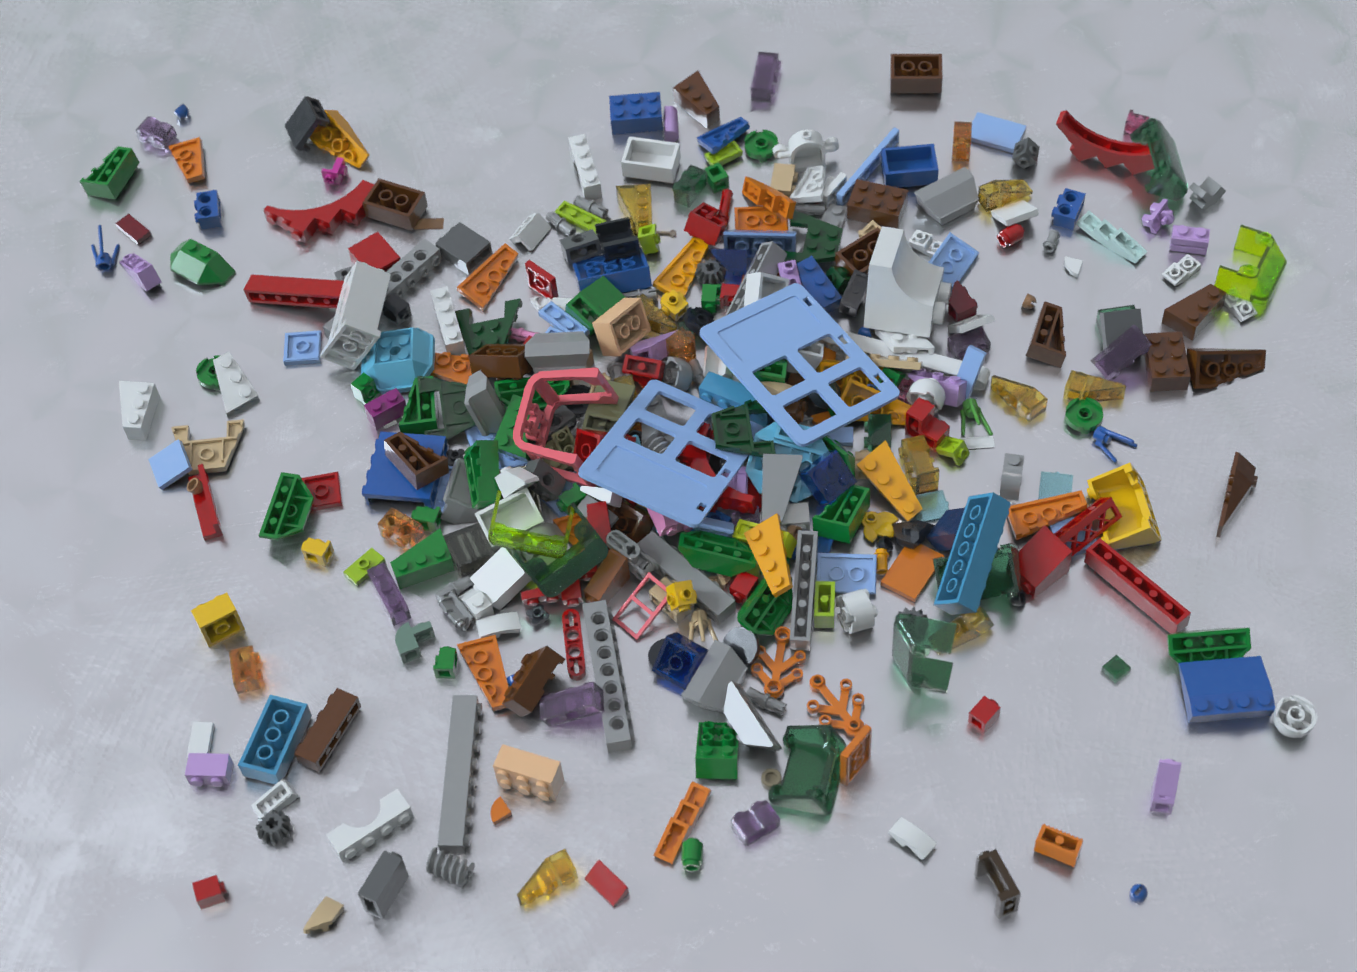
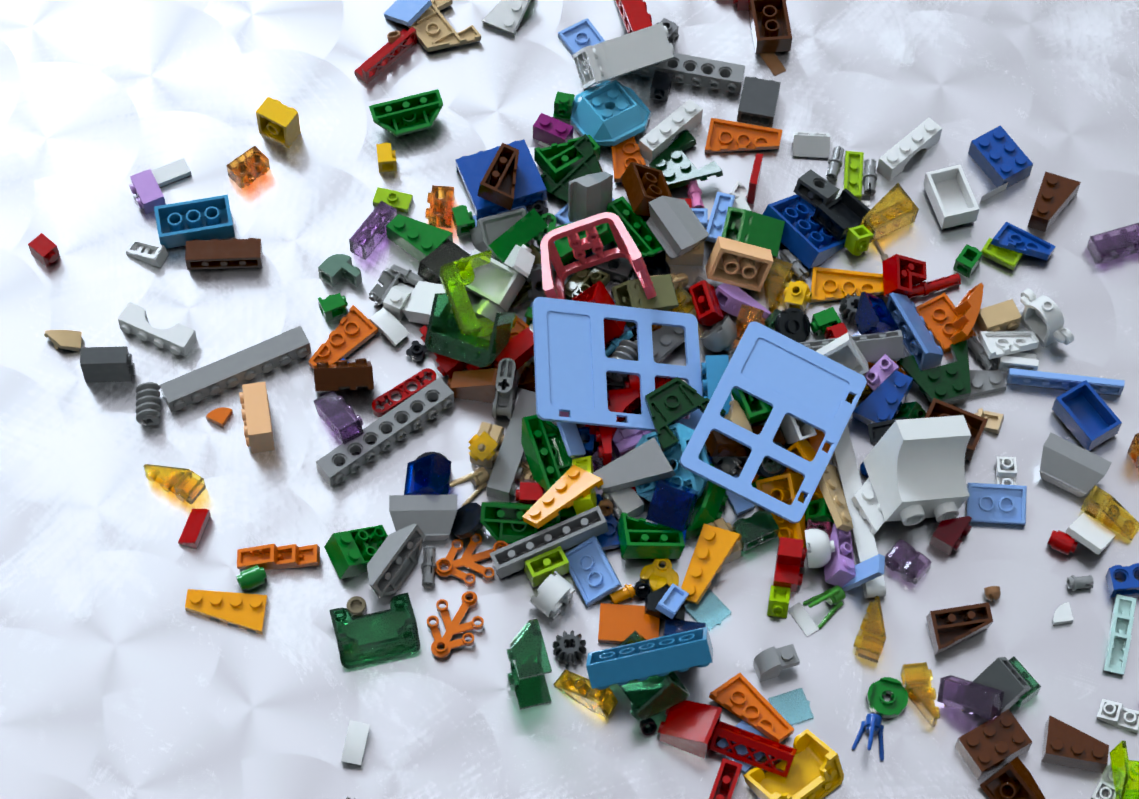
camera: 55 degrees right, 5 degrees up
(268, 833) = (120, 263): dark grey gear -> none
(325, 490) = (448, 131): red tile -> none
(375, 252) = (705, 38): red brick -> none
(632, 597) = (469, 413): coral window -> none
(670, 122) = (1007, 192): lavender brick -> none
(689, 186) = (943, 243): clear green brick -> none
(711, 887) = (235, 608): none -> light orange wing
(755, 822) = (306, 612): clear purple brick -> none
(758, 152) = (1037, 270): green plate -> none
(855, 755) = (401, 657): orange tile -> none
(877, 203) = (1024, 409): reddish brown brick -> none
(916, 521) = (672, 601): none -> light blue tile
(919, 465) = (742, 578): clear yellow wedge -> none
(970, 323) = (928, 551): white tile -> none
(984, 714) = (509, 748): red brick -> none

